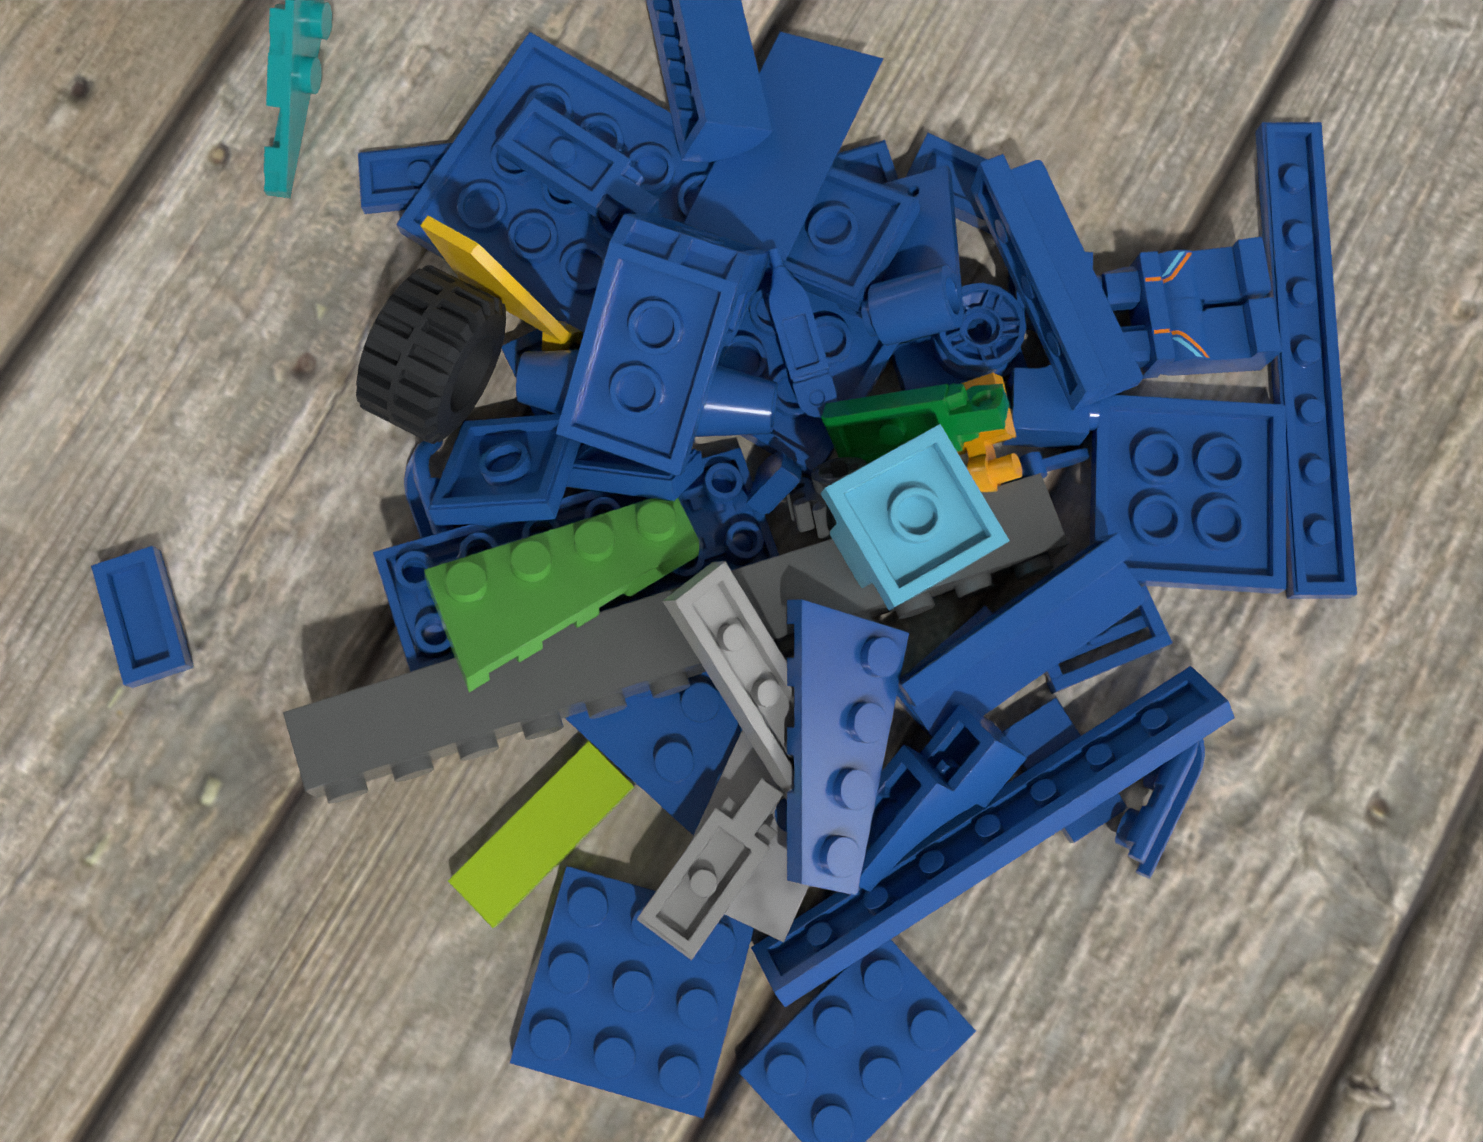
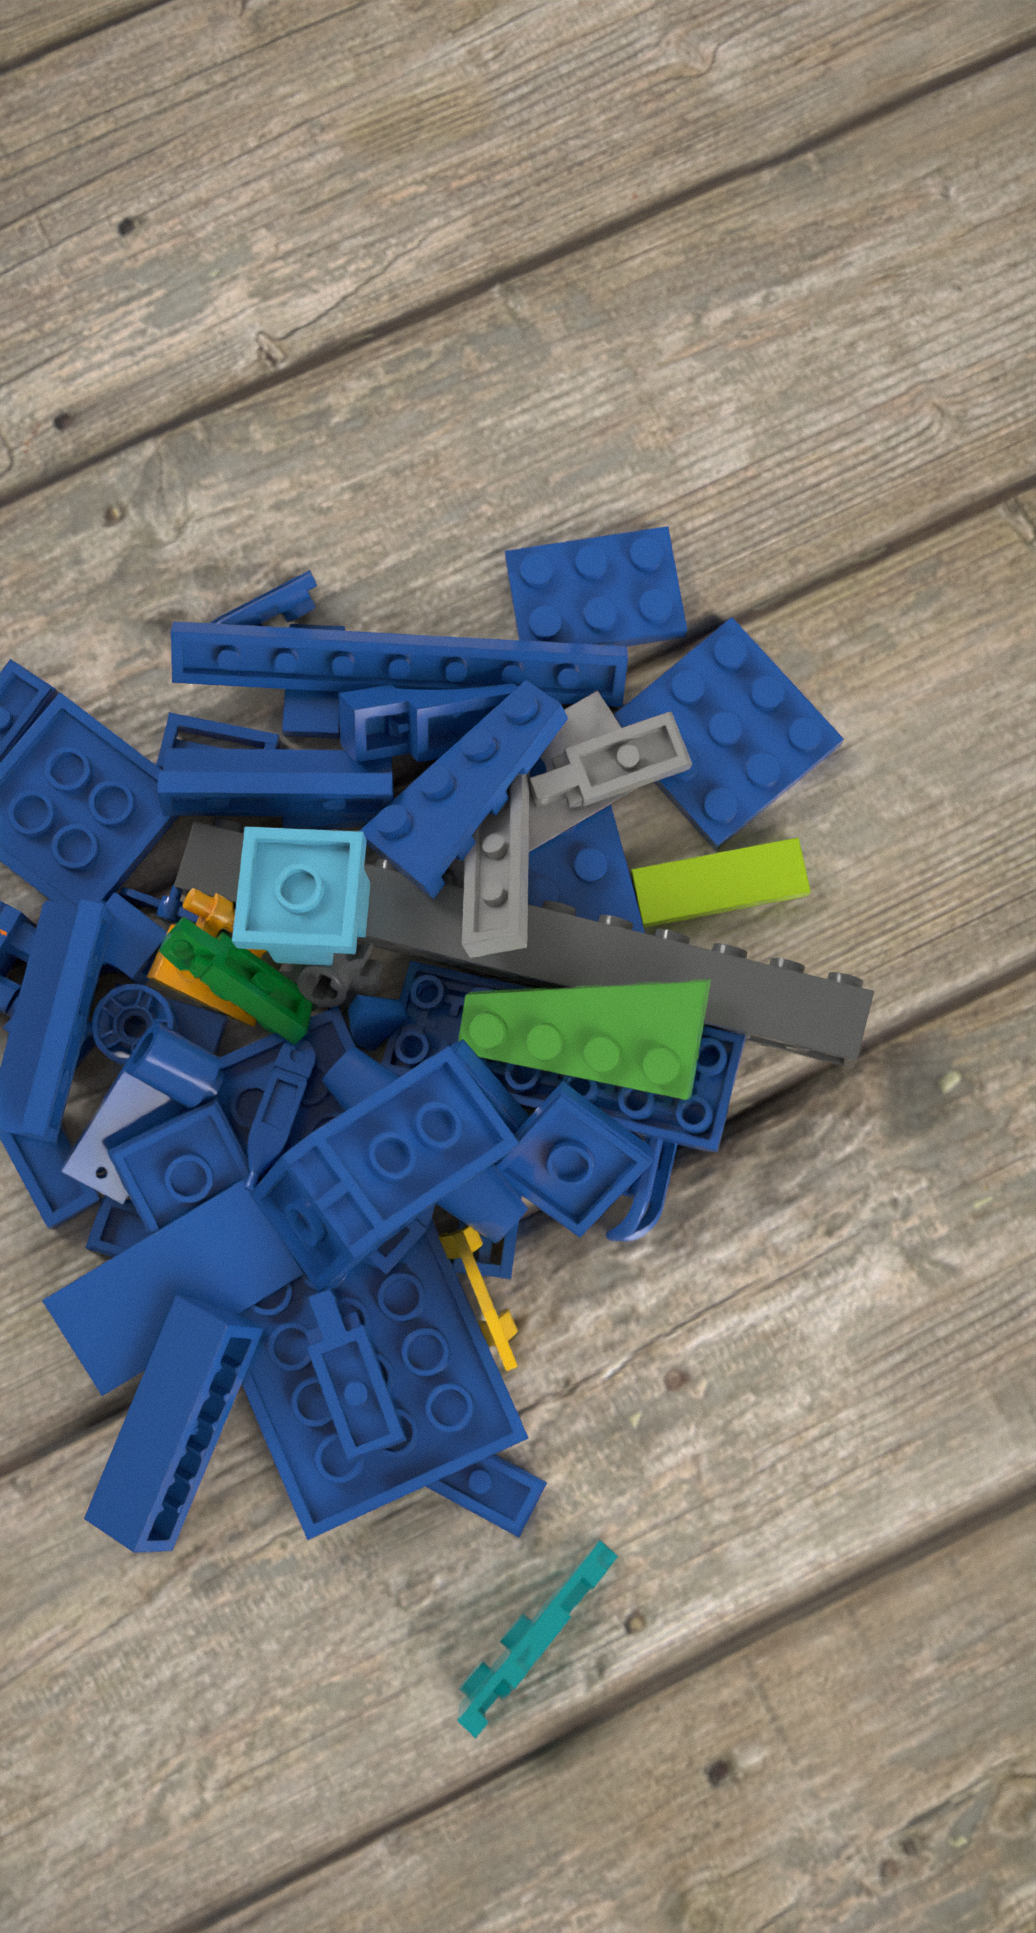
camera: 145 degrees left, 0 degrees up
(142, 617) = (925, 1248): blue tile -> none
(430, 354) = (571, 1286): black tyre -> none

